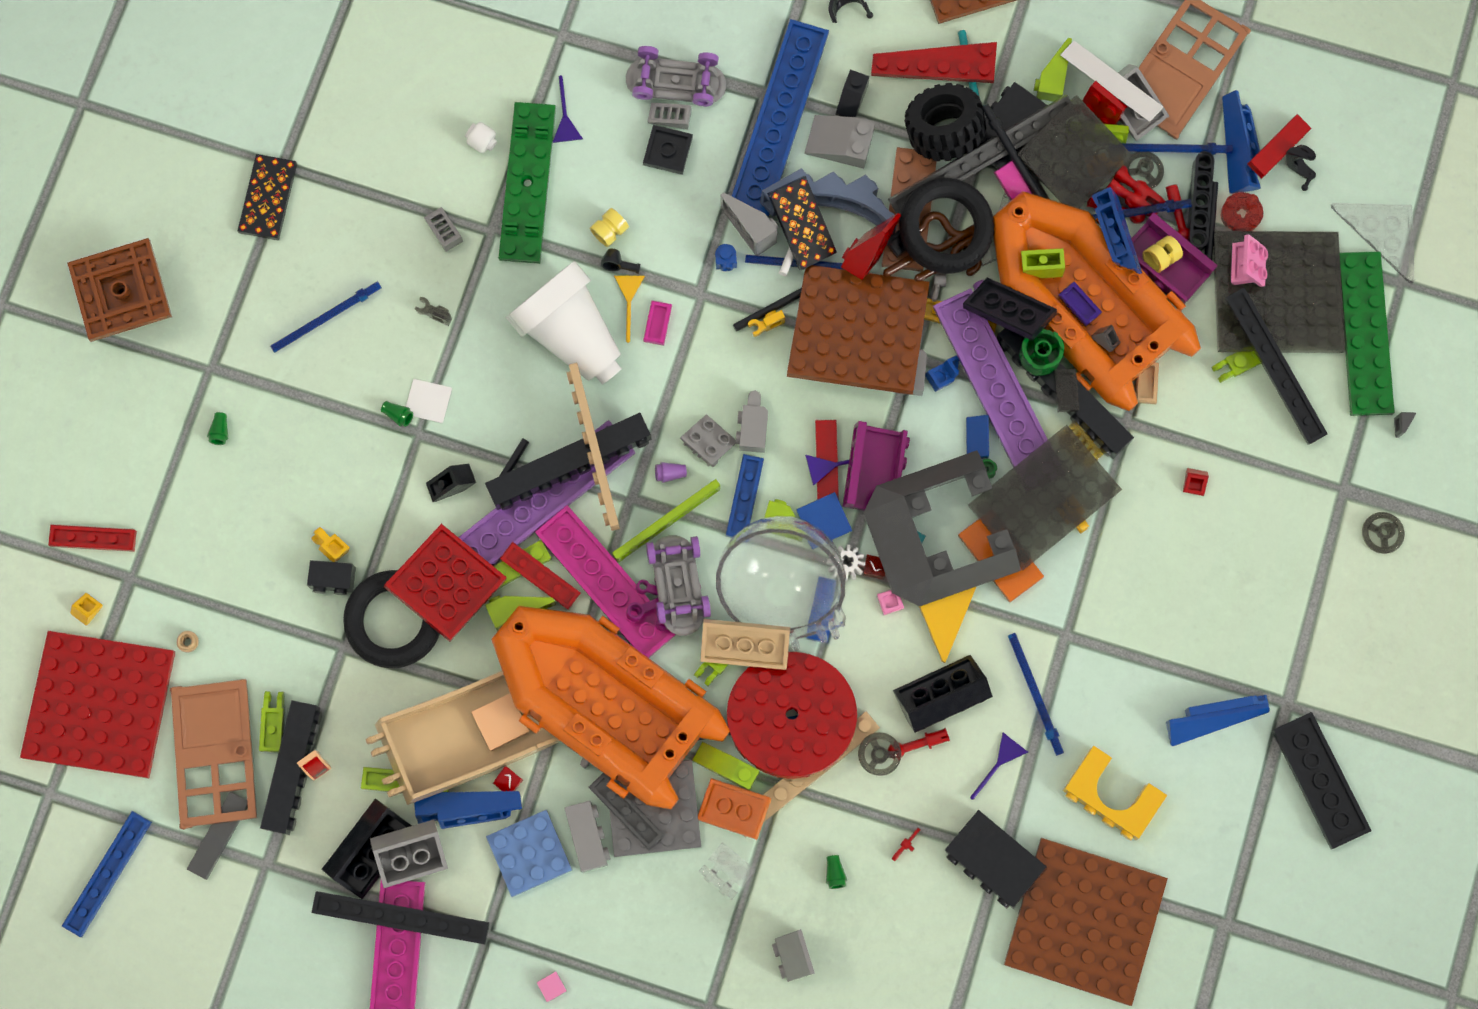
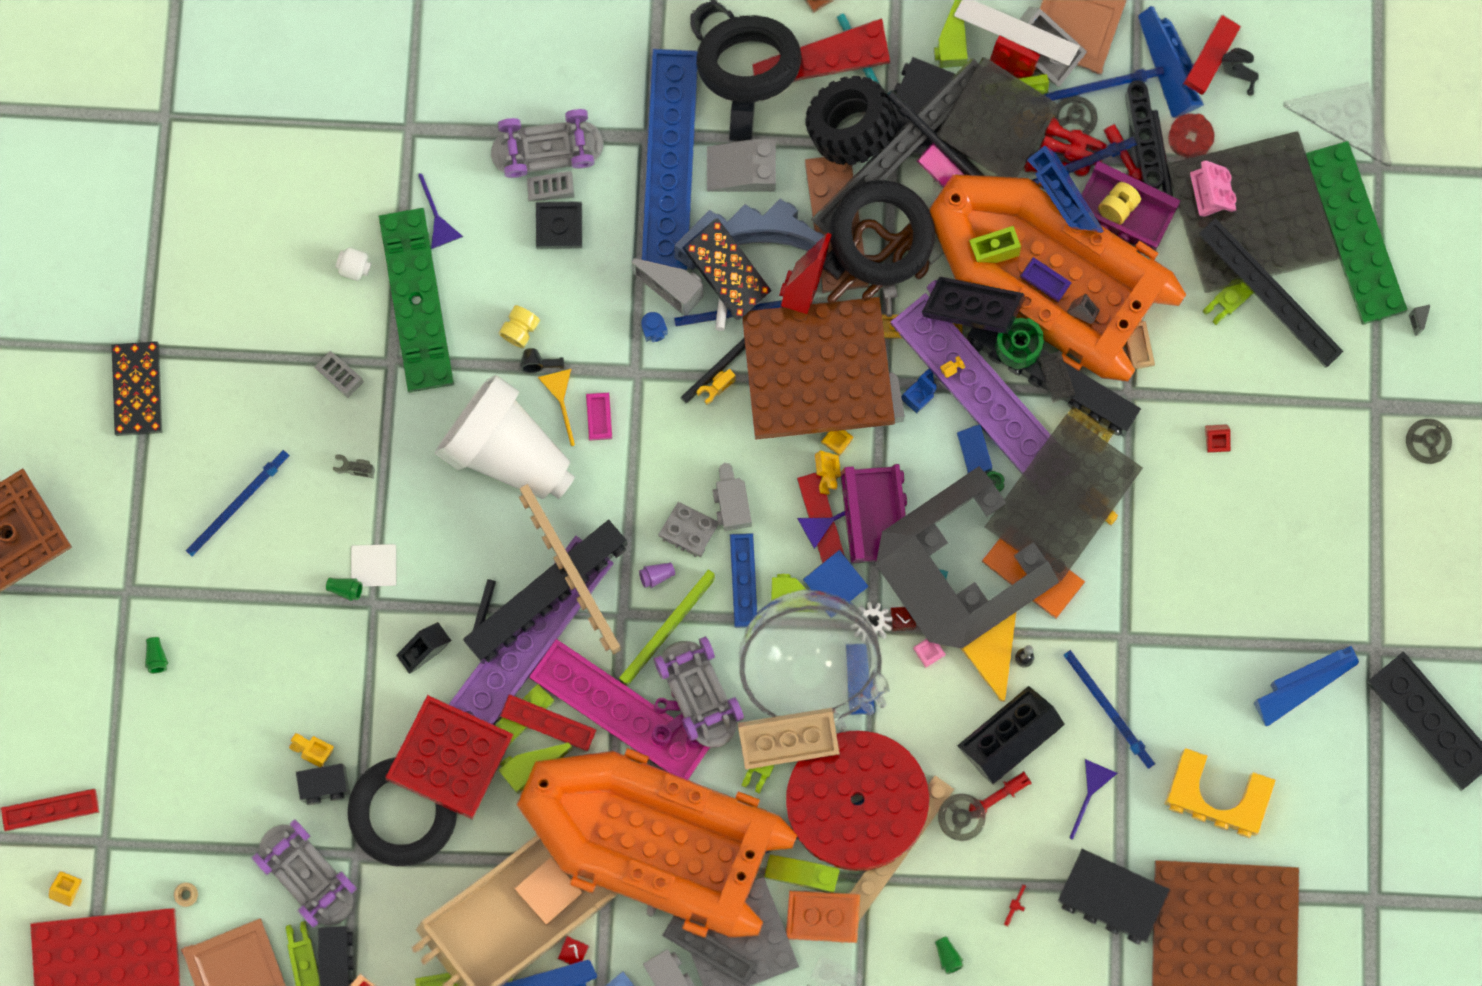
camera: 15 degrees left, 0 degrees up
(295, 652) = (304, 872): none -> light grey piece
(845, 420) = (829, 468): none -> yellow plate
(859, 397) = (837, 441): none -> yellow tile
(866, 71) = (754, 87): none -> black tyre
(973, 625) = (1025, 654): none -> black hinge
(975, 359) = (950, 368): none -> yellow piece

